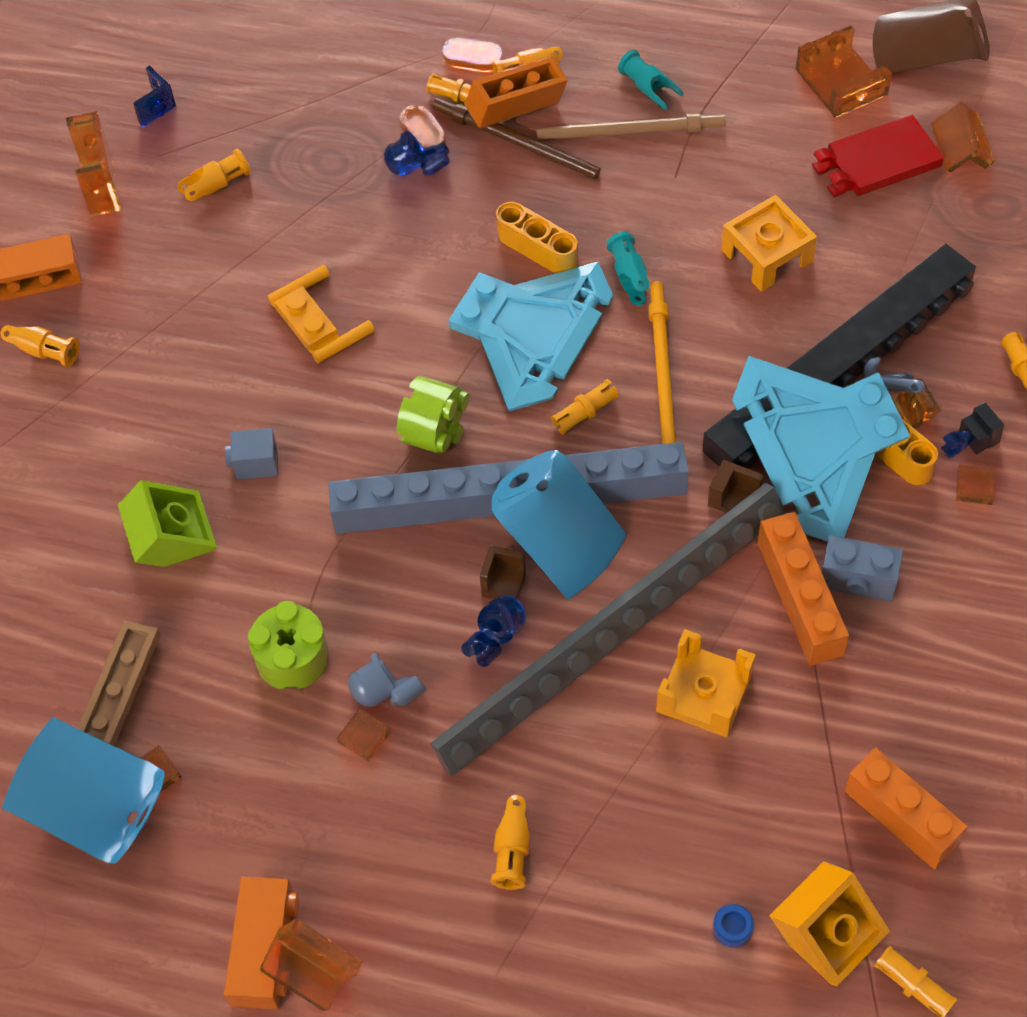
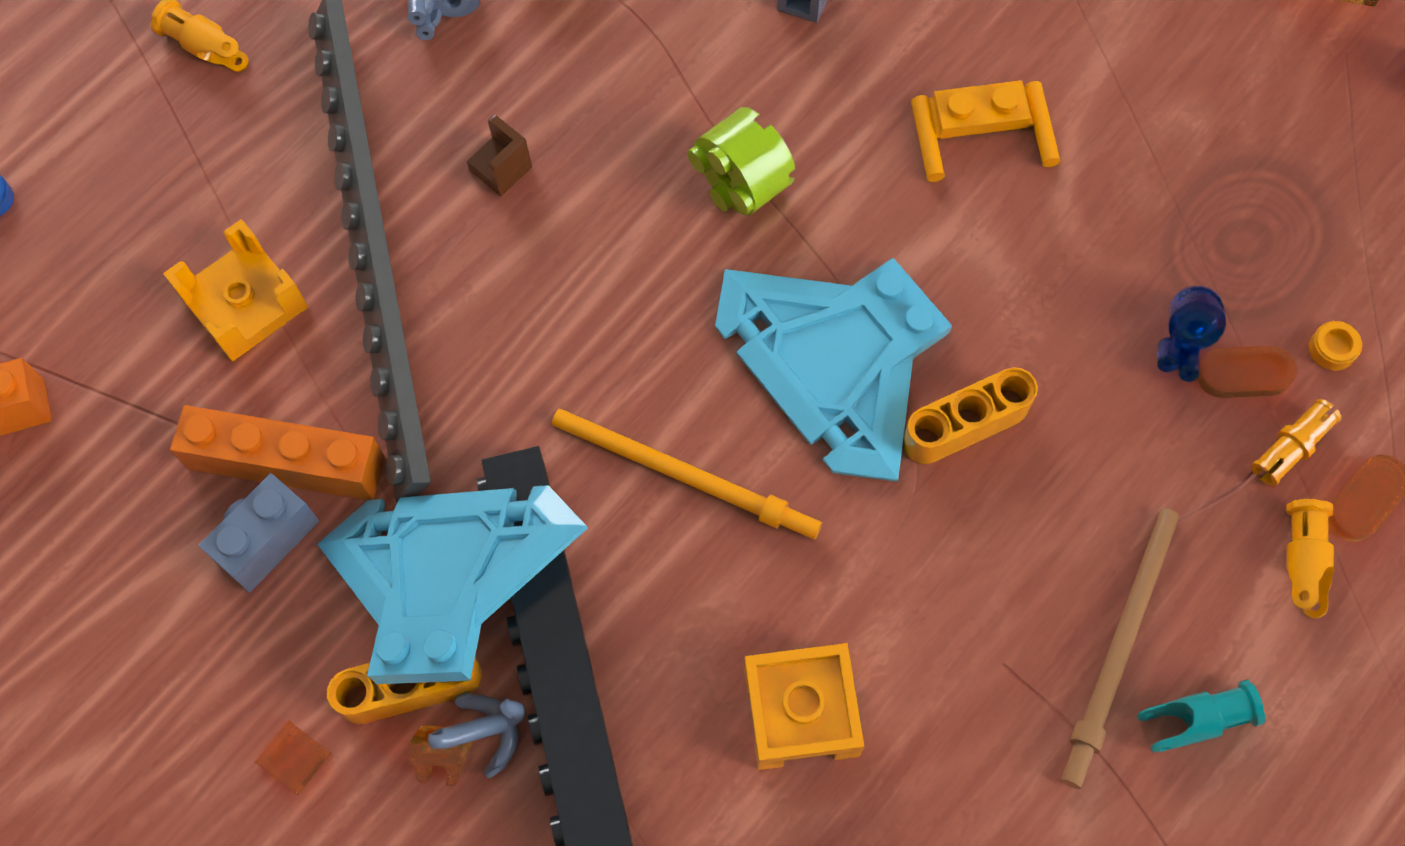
camera: 115 degrees right, 10 degrees up
(214, 176) = (1269, 93): light orange piece -> none
(381, 97) = (1335, 345): none -> light orange tile
(462, 116) = (1246, 432): reddish brown bar -> none
(468, 490) = (600, 219): sand blue brick -> none
(497, 625) = (438, 122): clear blue piece -> none
(515, 92) = (1241, 495): orange brick -> none
(560, 527) = (510, 232): dark azure piece -> none
(584, 406) = (675, 350): light orange pin -> none
(629, 266) = (861, 509): teal piece -> none
(732, 486) = (458, 457): reddish brown panel -> none
(978, 430) = (356, 805): black piece -> none

